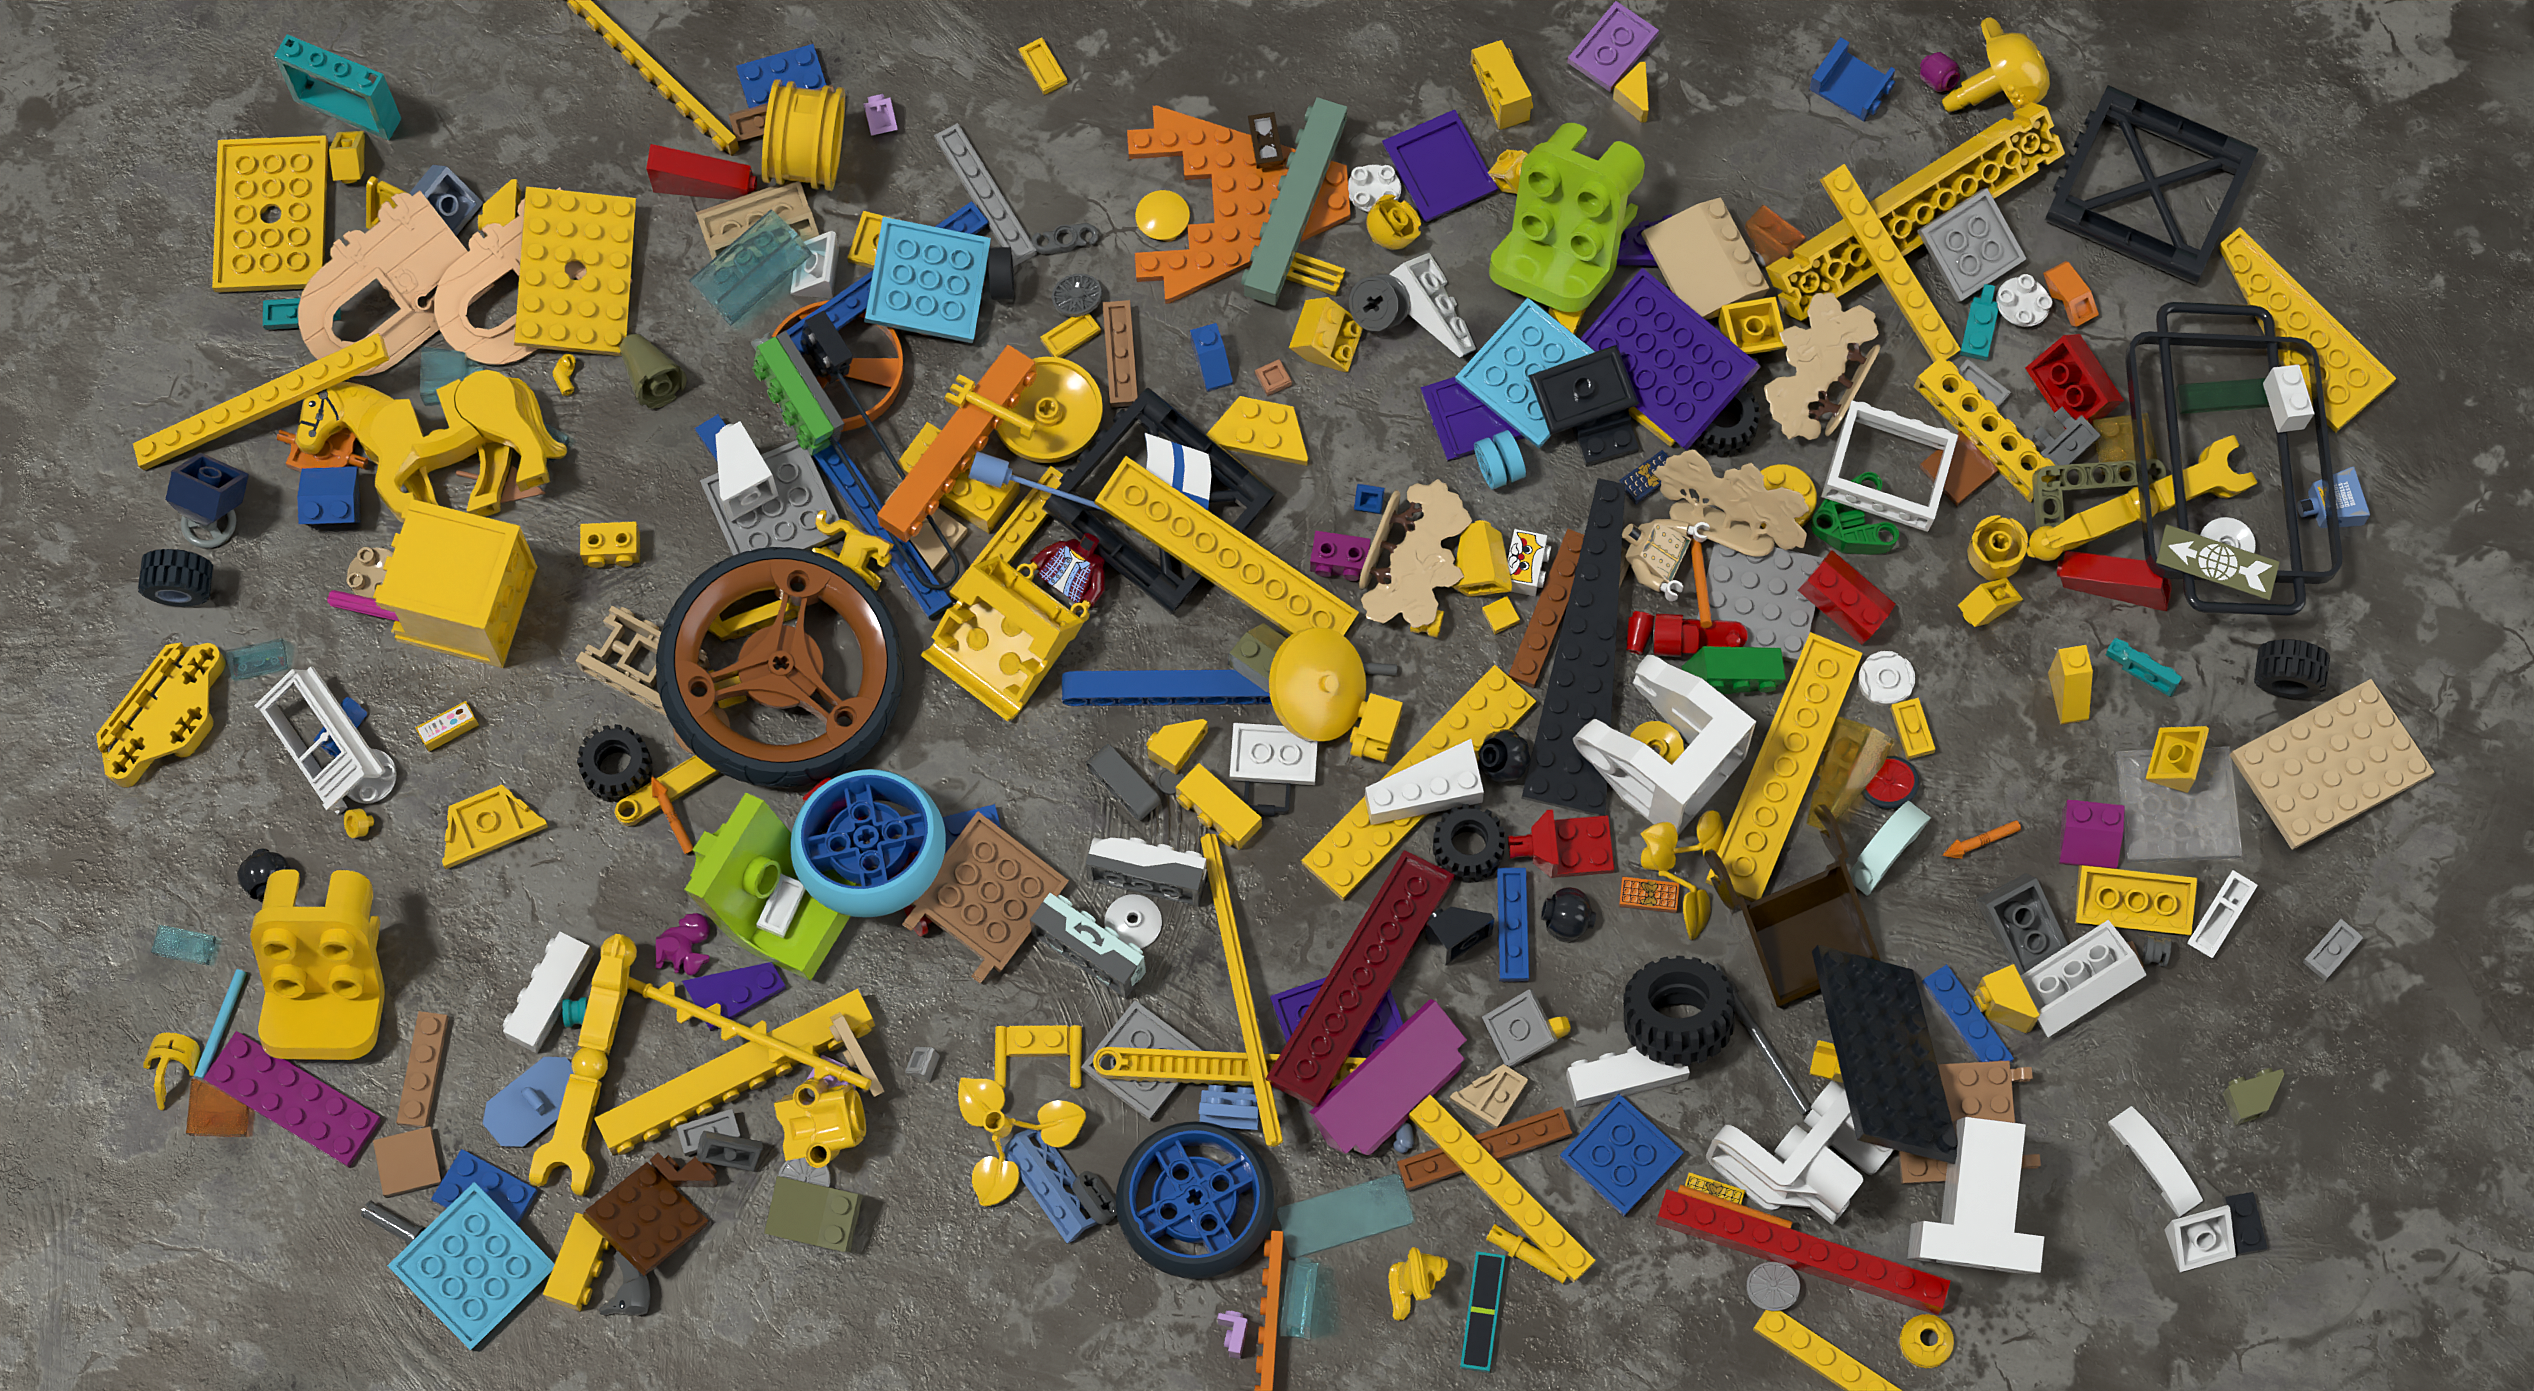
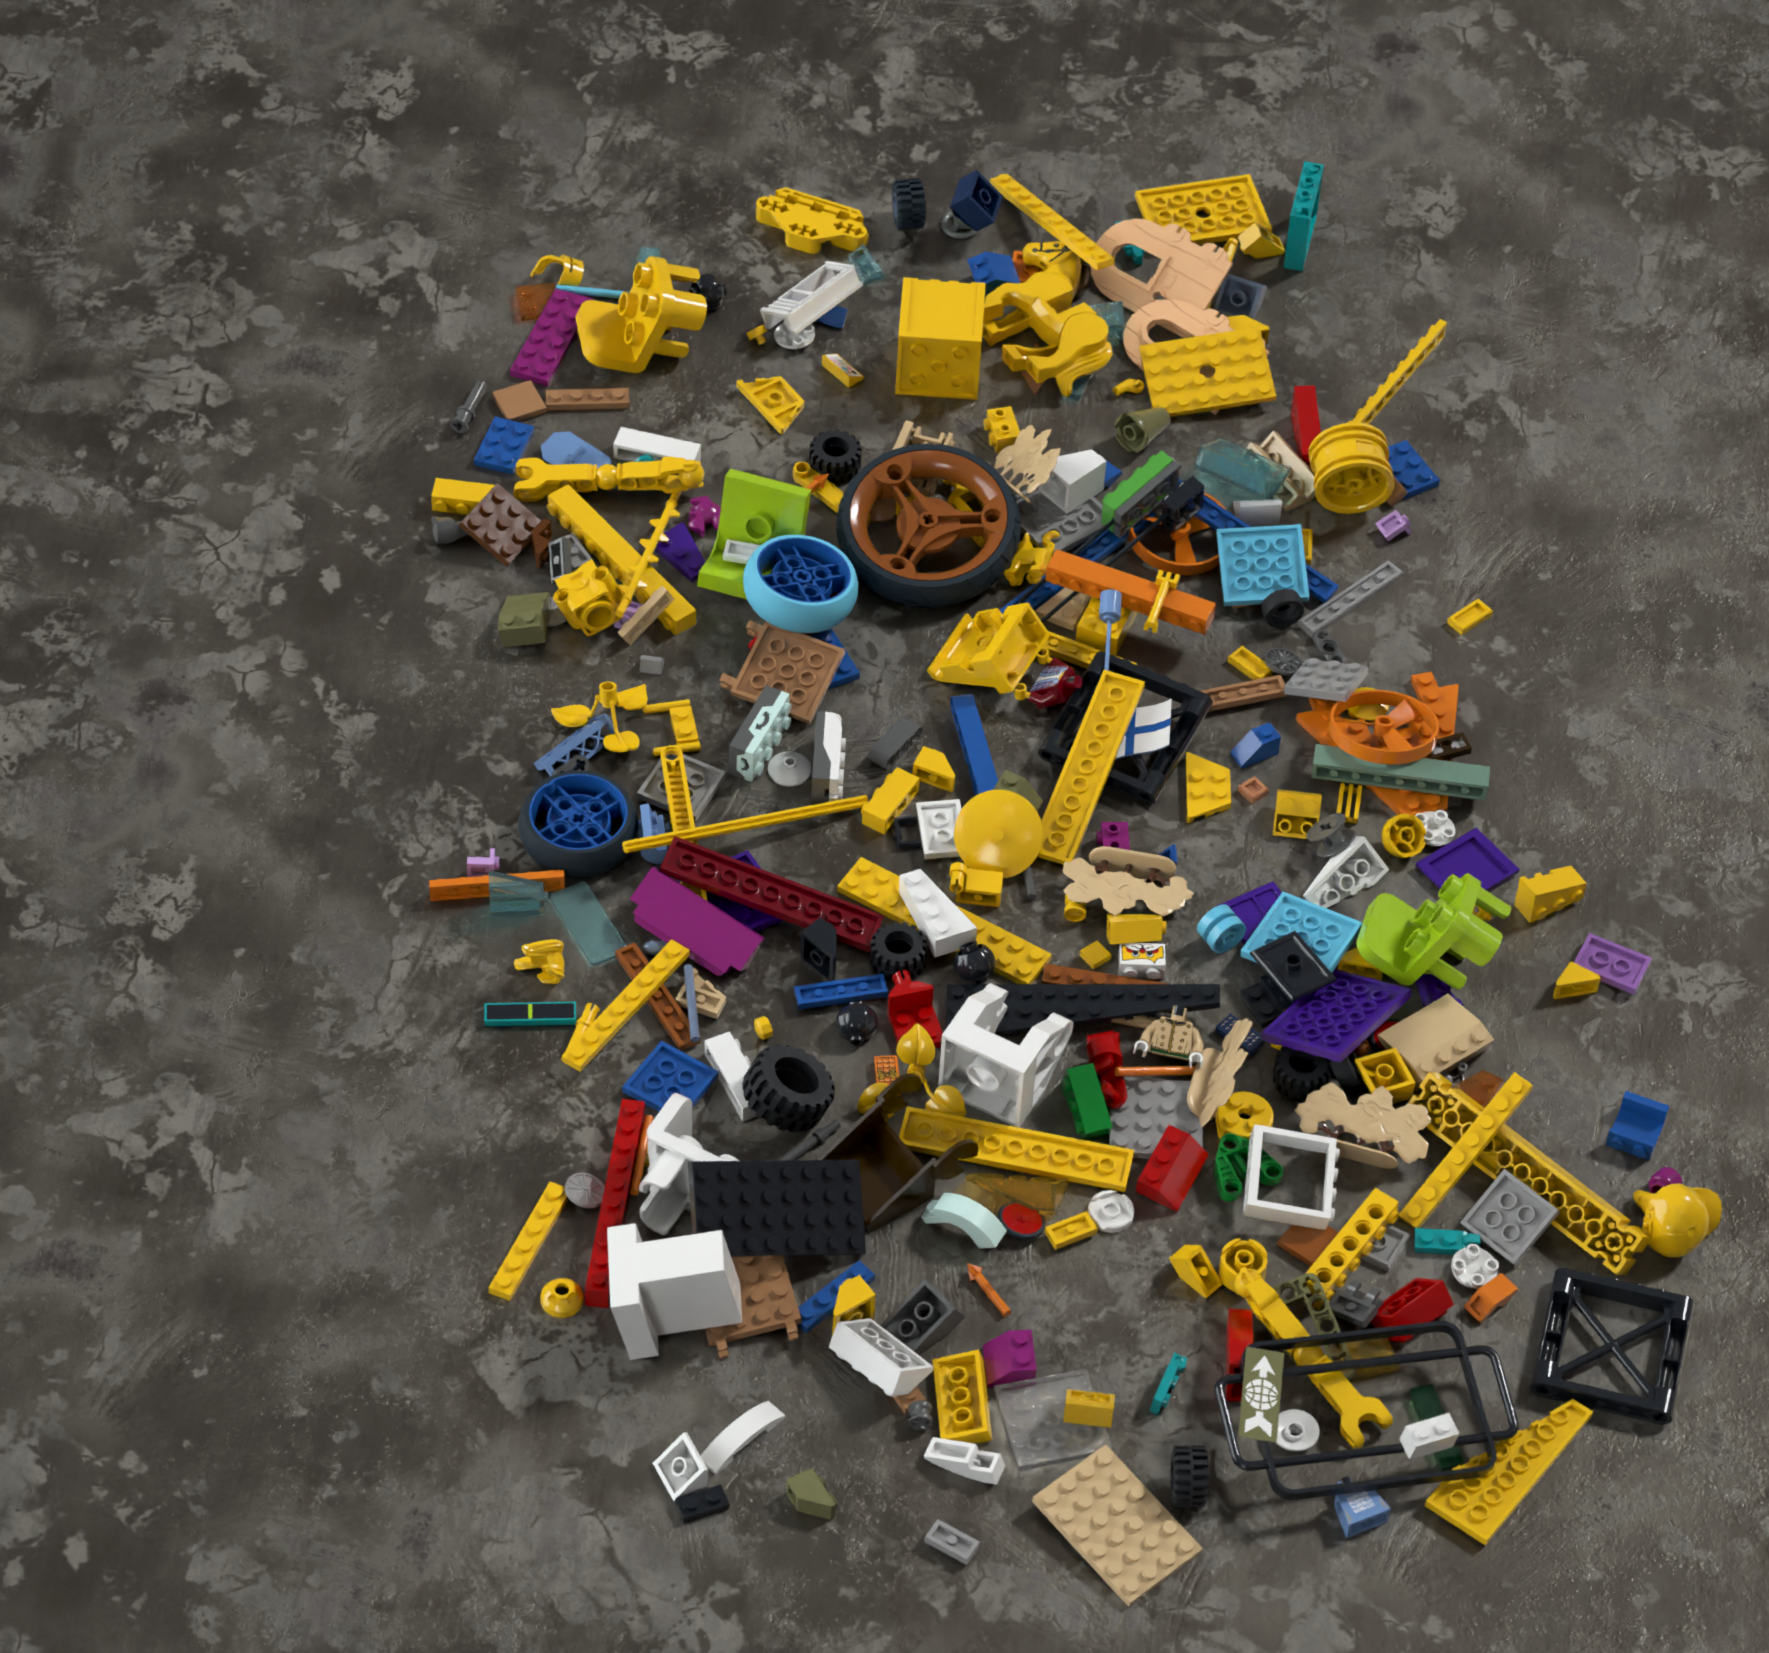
camera: 75 degrees right, 20 degrees down
(472, 1266) = (449, 438): medium azure plate -> none
(700, 519) = (1028, 459): none -> tan plant
(1063, 405) = (1181, 653): yellow dish -> none
(1131, 250) = (1326, 680): none -> light grey plate
(1231, 200) = (1385, 727): none -> orange piece
(1511, 1107) = (691, 1003): none -> sand blue bar
(1519, 1028) = (756, 1003): light grey tile -> none
(2071, 684) = (1135, 1325): yellow slope -> none

